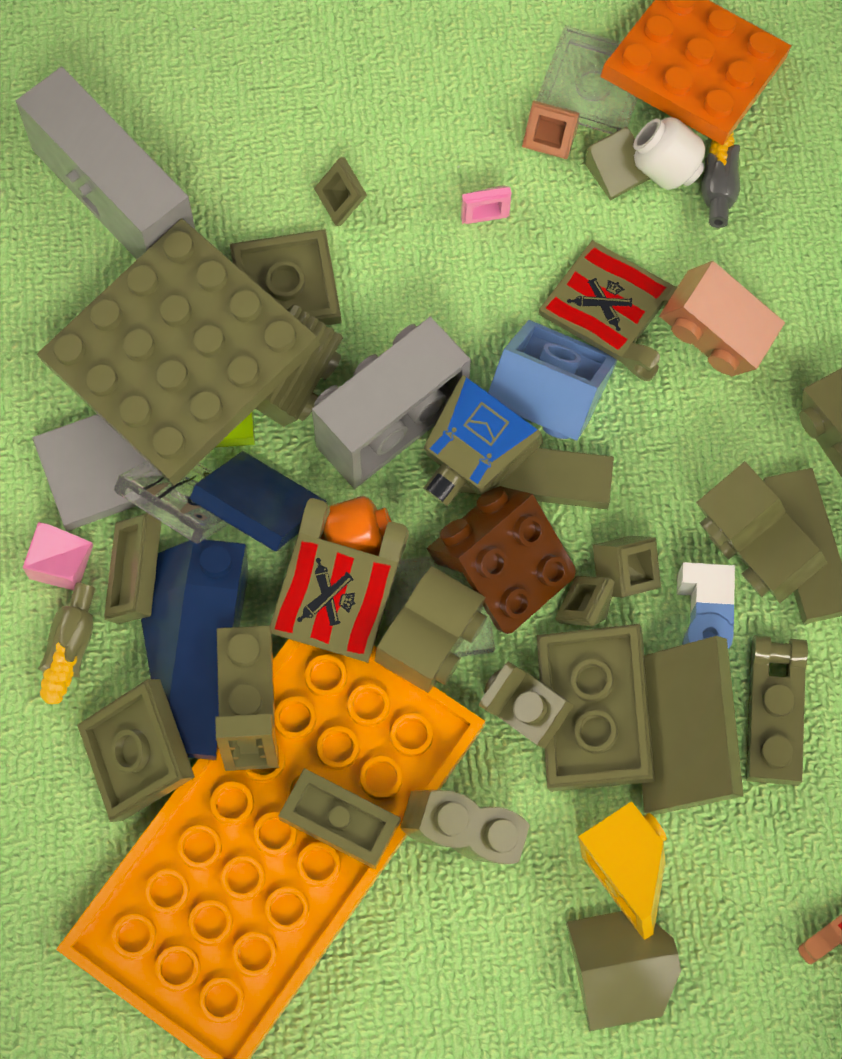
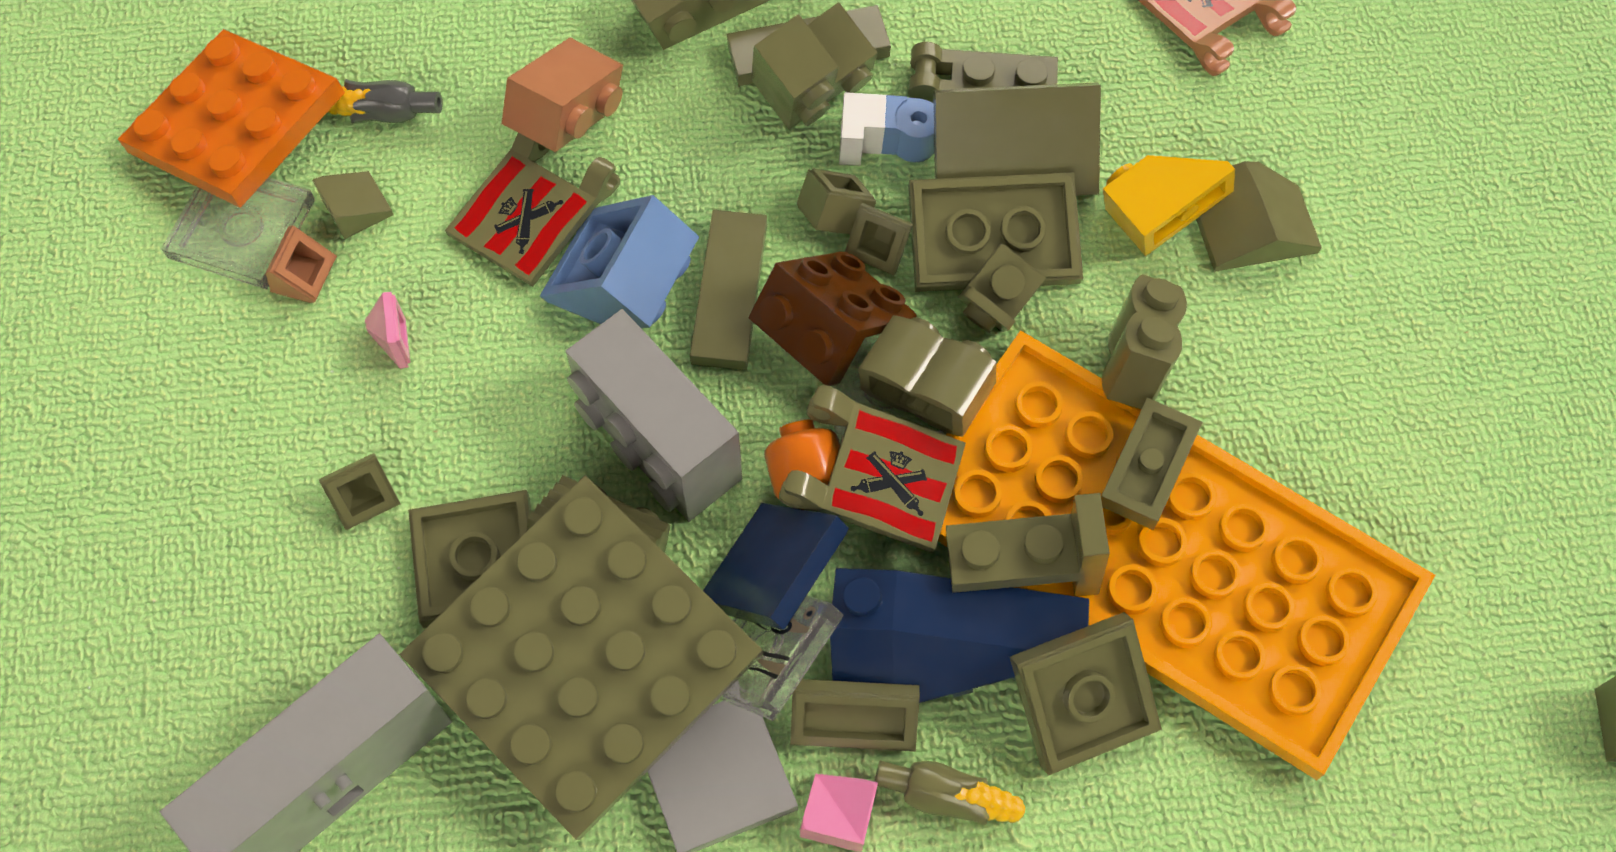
camera: 90 degrees left, 5 degrees down
(476, 443) = (710, 325): torso -> none
(669, 153) = (350, 141): white head -> none

